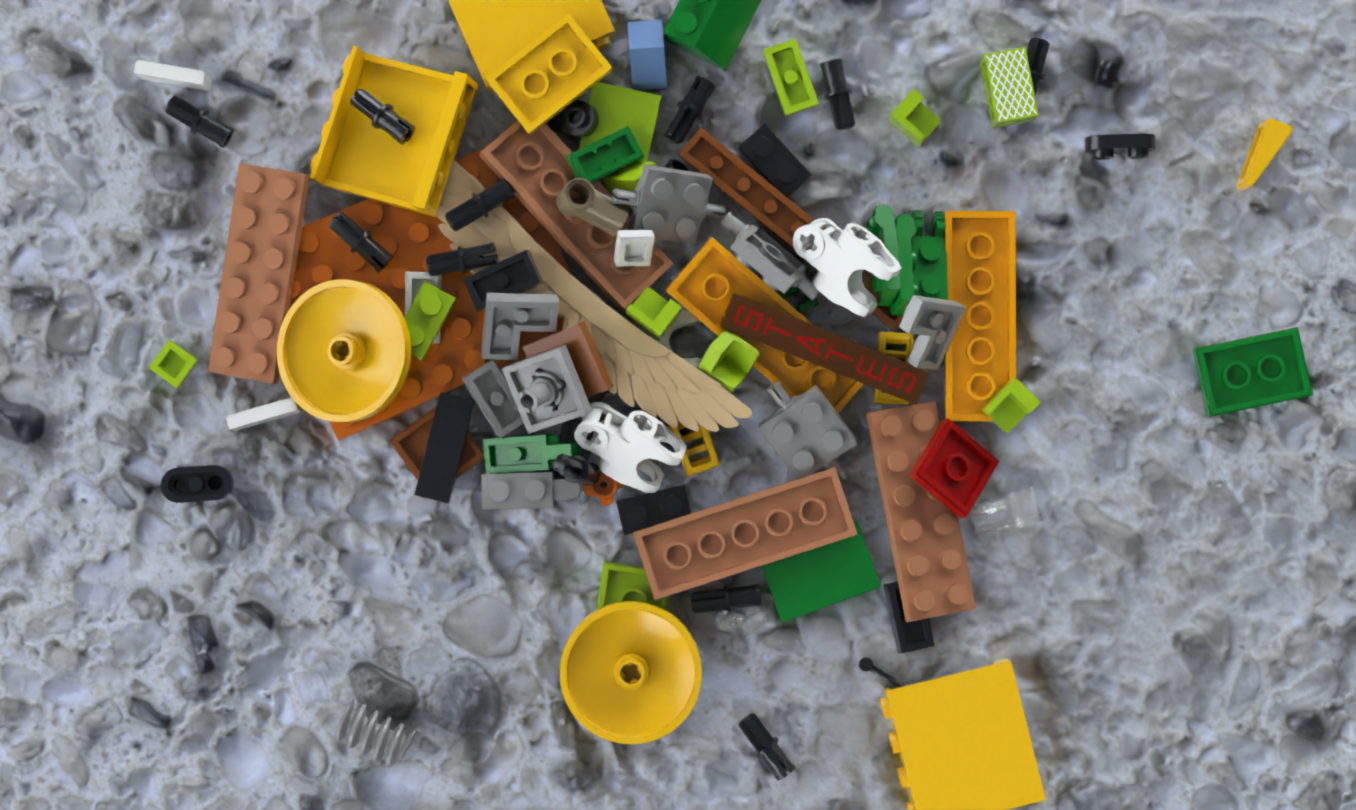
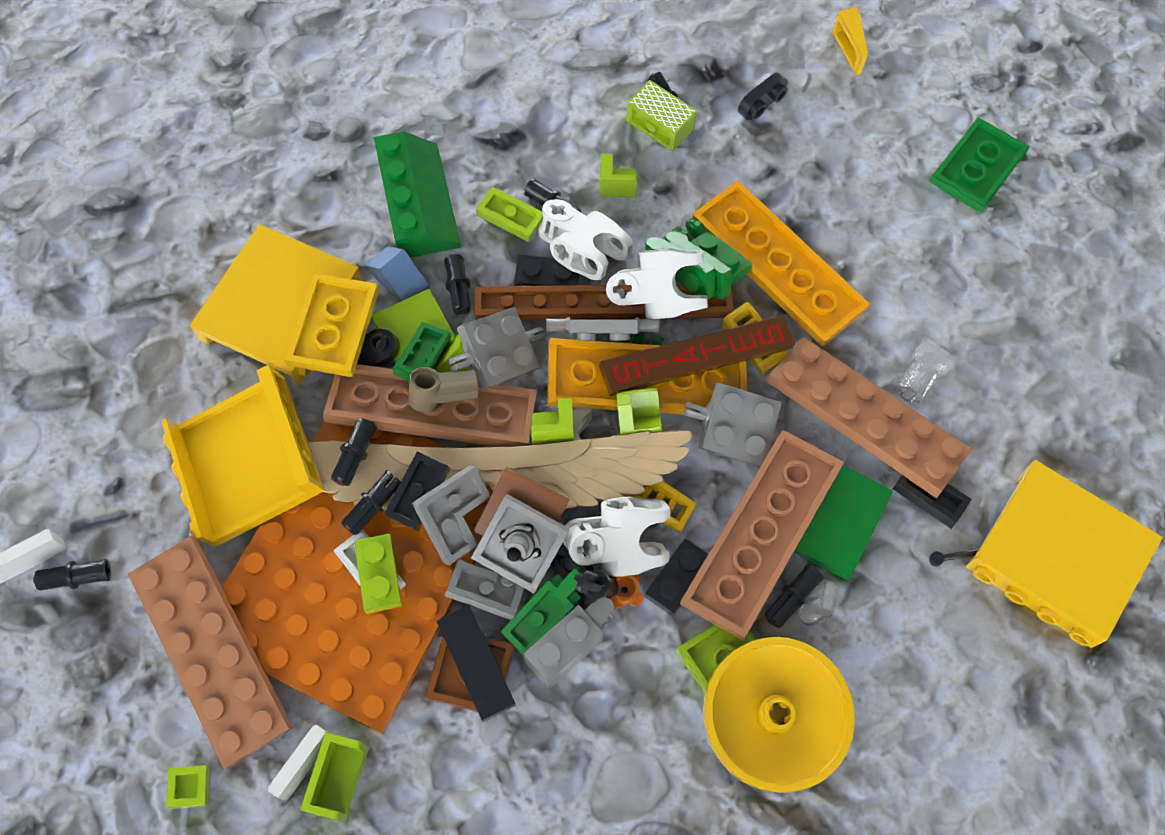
camera: 45 degrees left, 20 degrees down
(280, 446) = (335, 777): none -> lime panel
(343, 350) = (329, 648): yellow dish -> none
(360, 241) = (277, 556): black axle -> none
(383, 116) = (224, 451): black axle -> none
(633, 248) = (498, 393): white tile -> none
(766, 746) = (930, 683): black axle -> none
(827, 152) = (581, 237): none -> white piece
(935, 325) = (756, 274): light grey plate -> none
(954, 468) = (862, 365): red tile -> none
(1010, 405) = (857, 290): lime panel -> none

